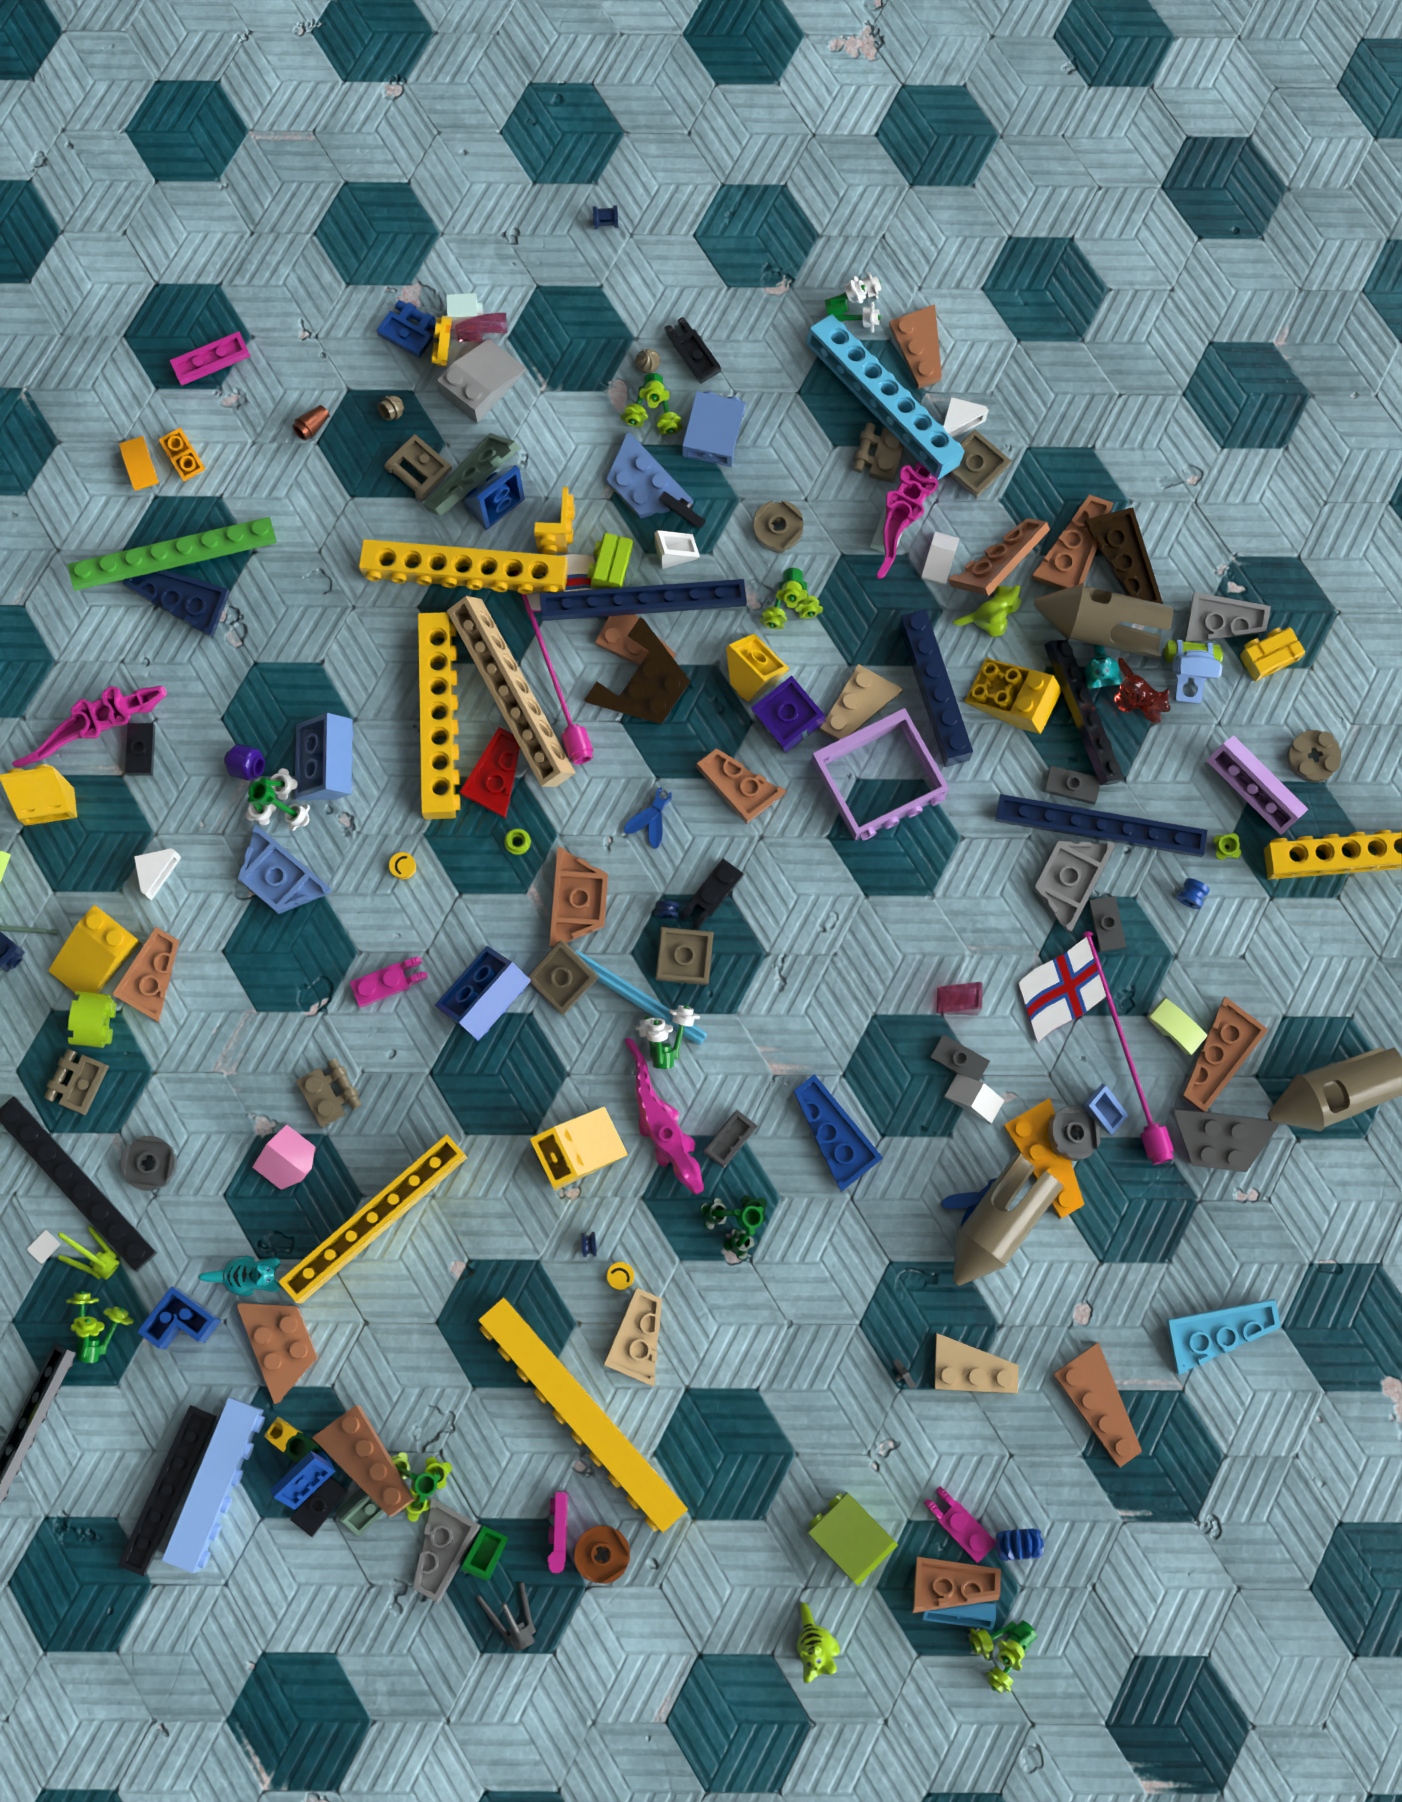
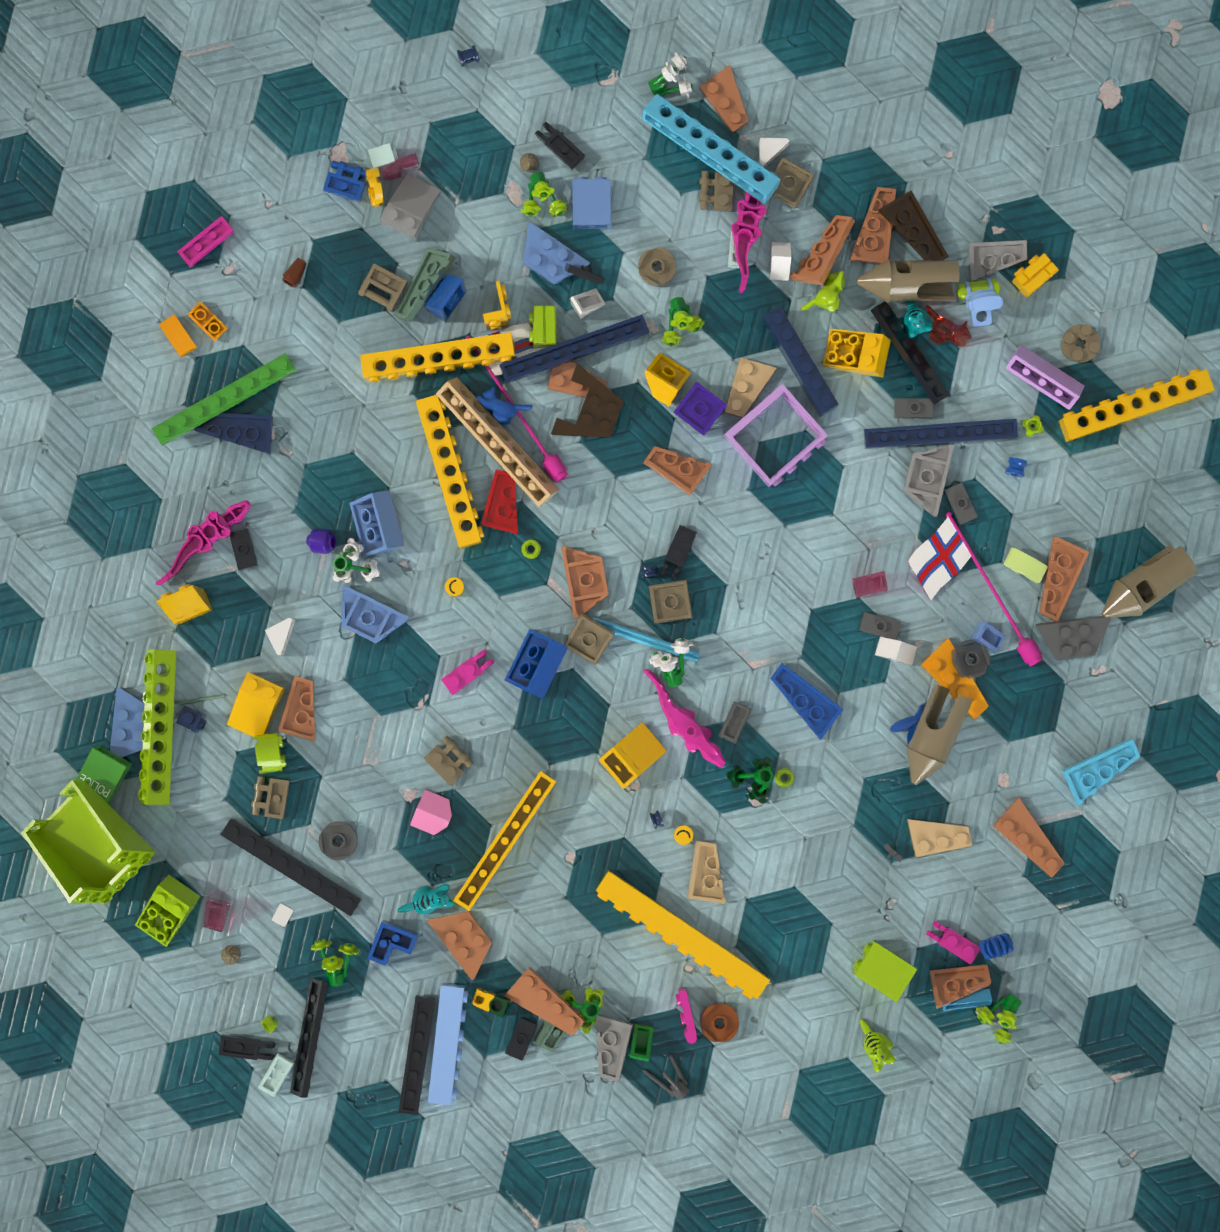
camera: 15 degrees left, 10 degrees up
(103, 1264) = (326, 918): lime plant -> none
(303, 1479) = (507, 1025): blue bracket -> none
(391, 408) = (350, 247): dark tan plate -> none
(527, 652) = (502, 409): none -> blue animal
(652, 817) = (622, 507): blue piece -> none
(783, 1223) = (789, 773): none -> lime plate

